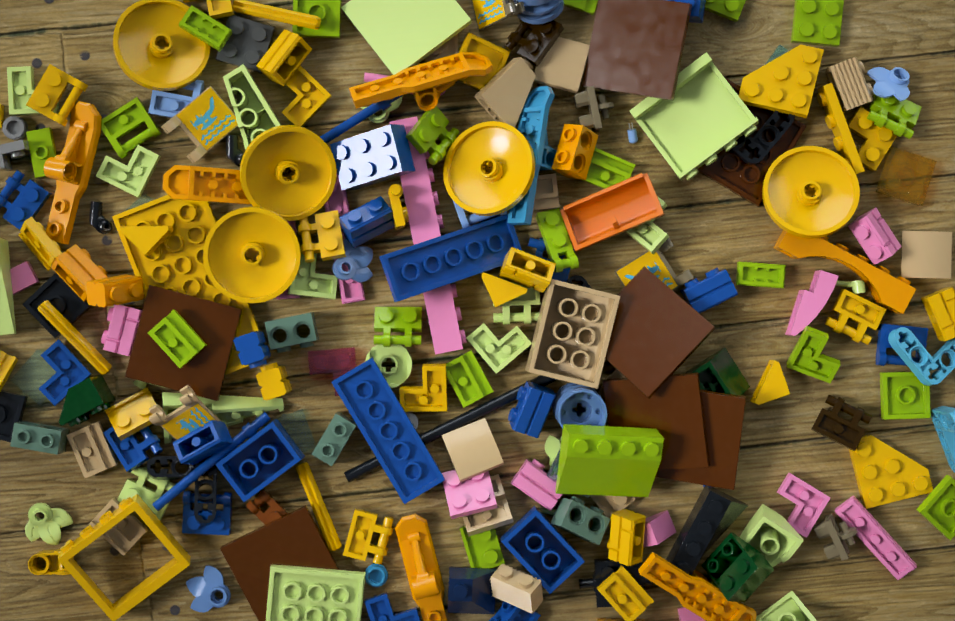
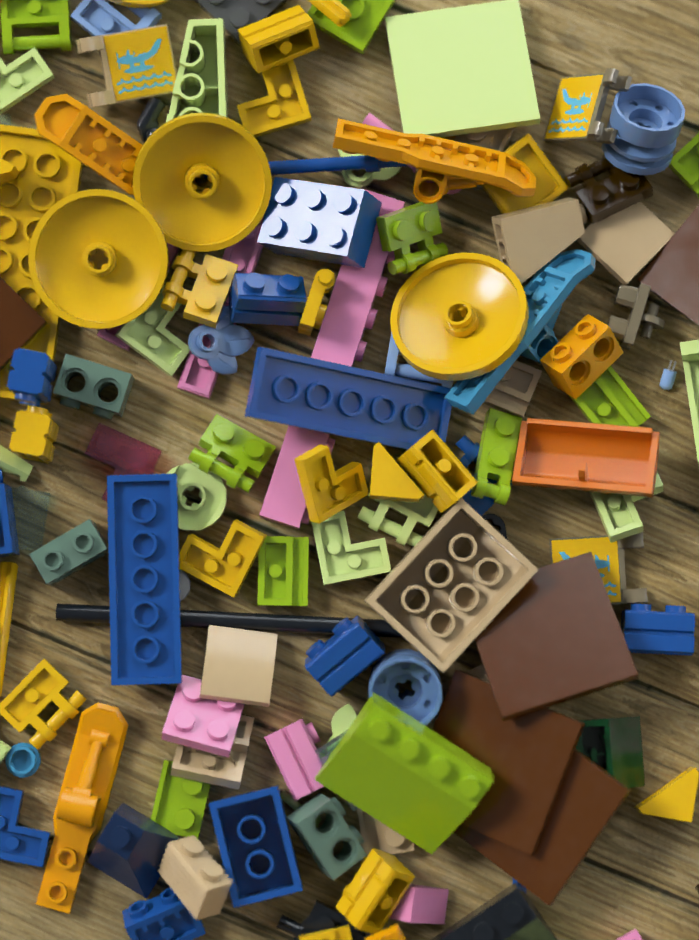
camera: 25 degrees right, 5 degrees down
(468, 316) = (324, 488): none -> yellow plate

